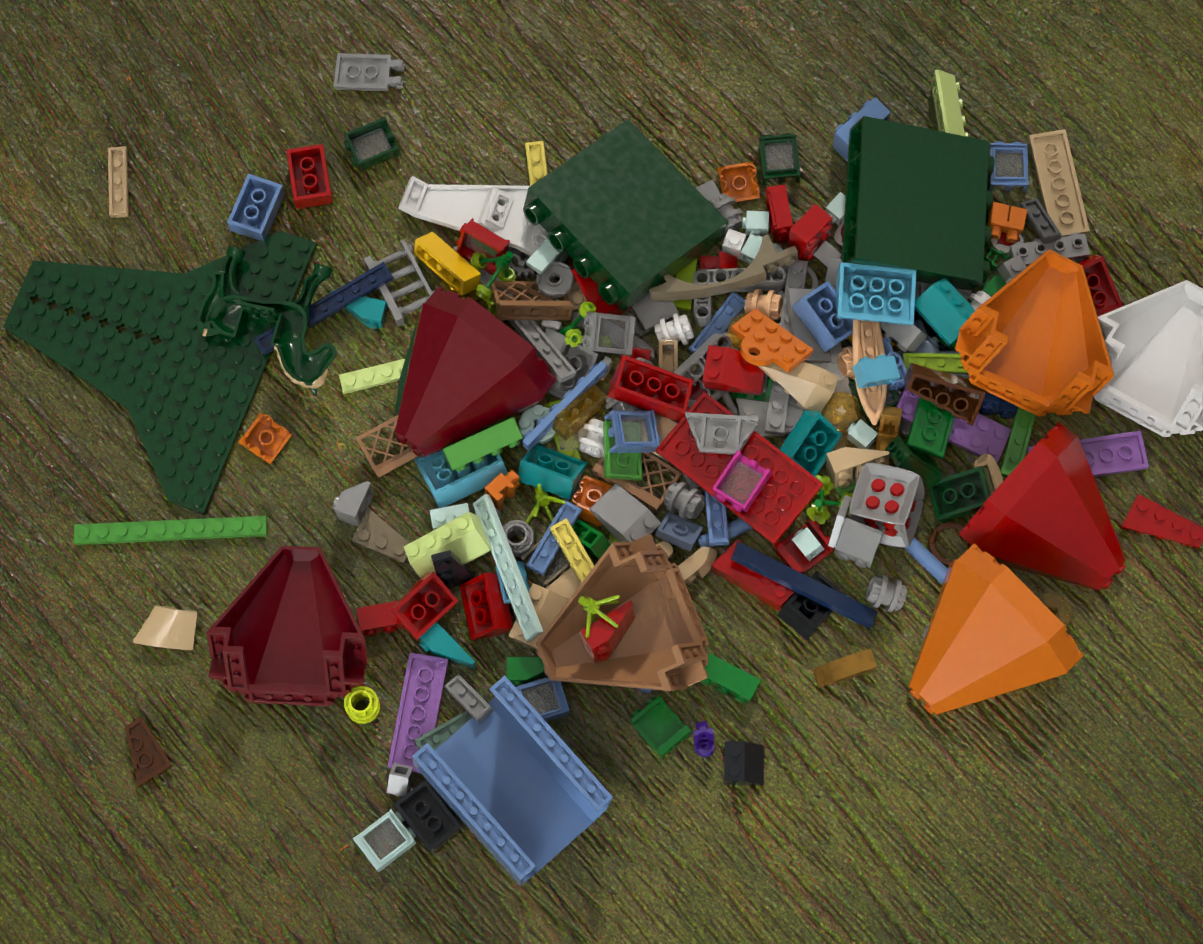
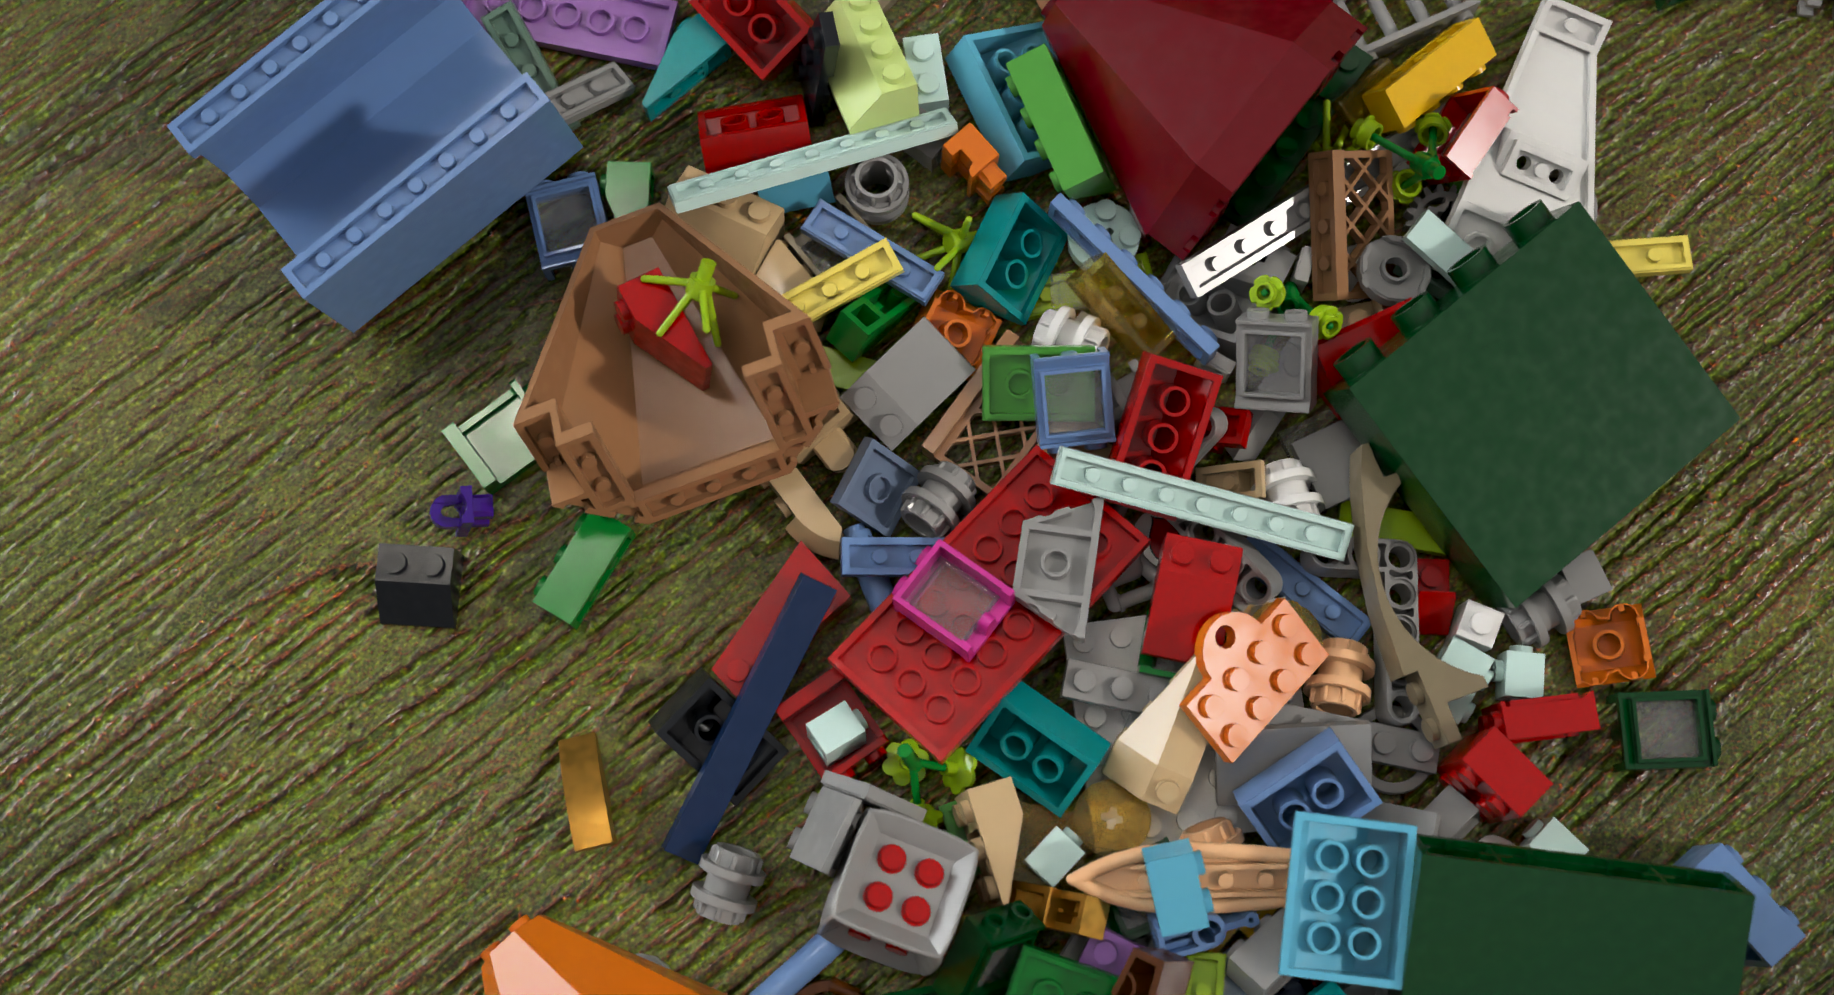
camera: 90 degrees right, 5 degrees up
(684, 367) = (1201, 503): none -> light aqua tile

